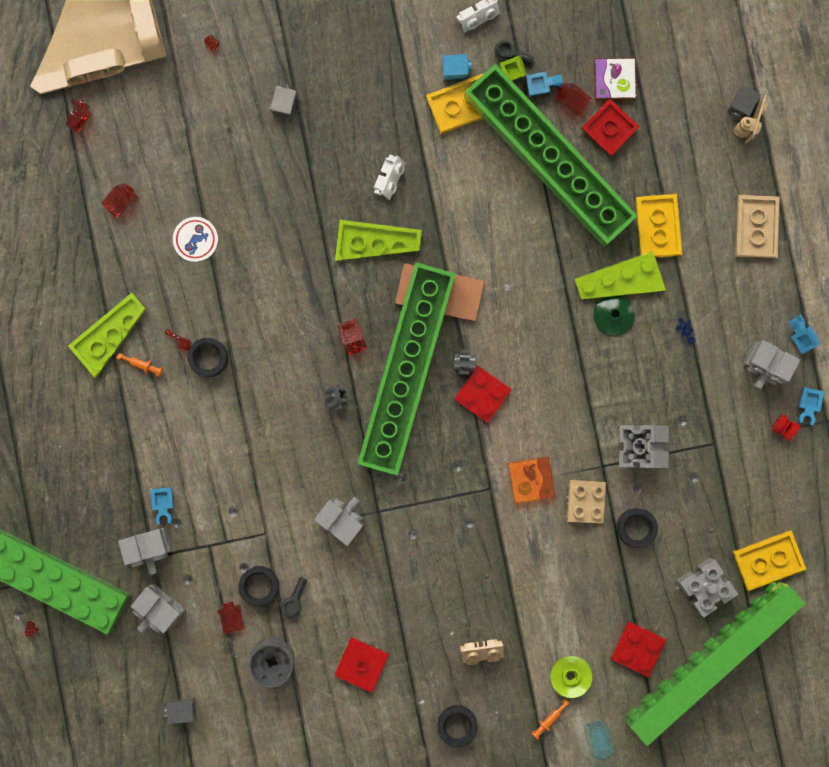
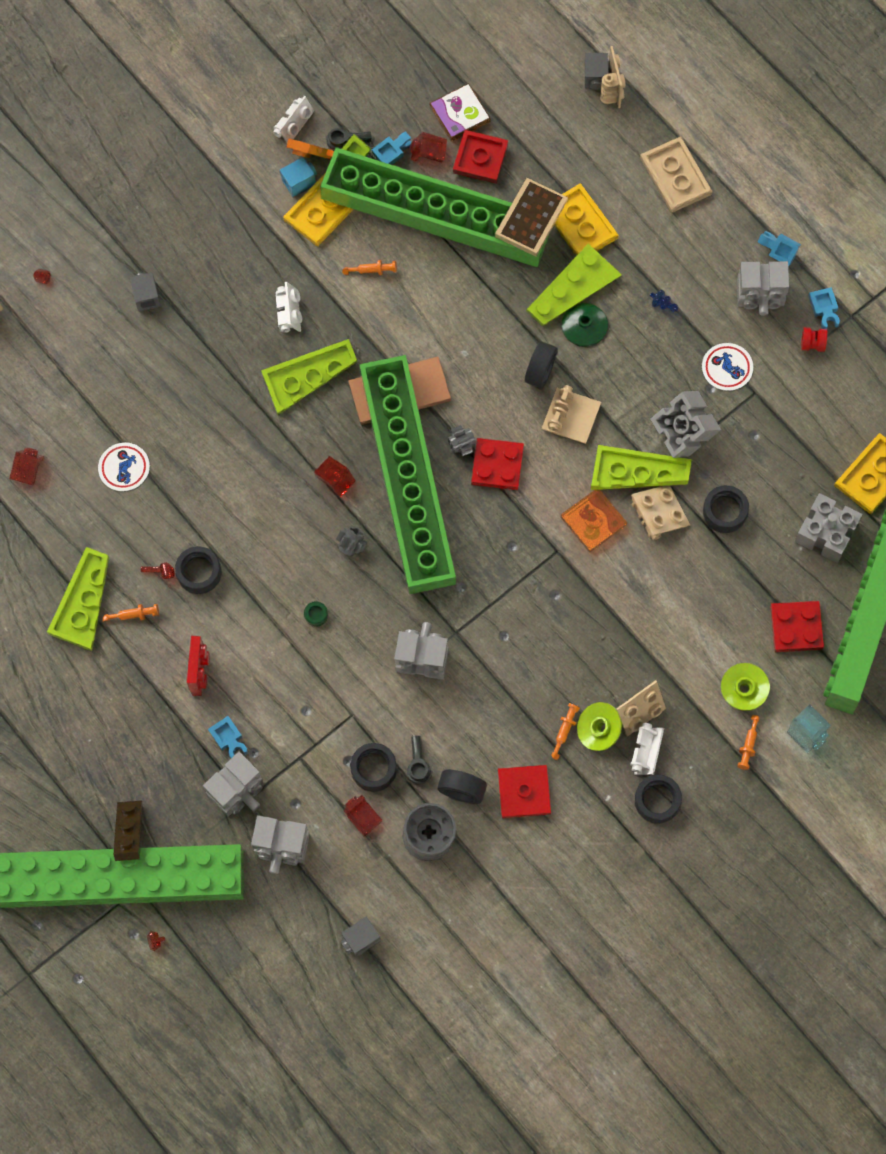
camera: 25 degrees left, 15 degrees down
(49, 539) = (128, 830): none -> dark brown plate
(161, 445) = (197, 660): none -> red plate
(279, 439) = (315, 613): none -> dark green tile
(315, 640) = (462, 786): none -> black tyre
(423, 629) = (565, 728): none -> orange piece
(436, 645) = (590, 726): none -> lime dish
(473, 682) = (646, 756): none -> white hinge
(474, 48) = (305, 150): none -> orange wing
(478, 180) = (372, 268): none -> orange piece
(559, 334) = (541, 364): none -> black tyre
(561, 385) = (571, 415): none -> tan hinge
(585, 457) = (632, 469): none -> lime wing
(619, 208) = (531, 217): none -> tile
(705, 410) = (727, 366): none -> white sticker

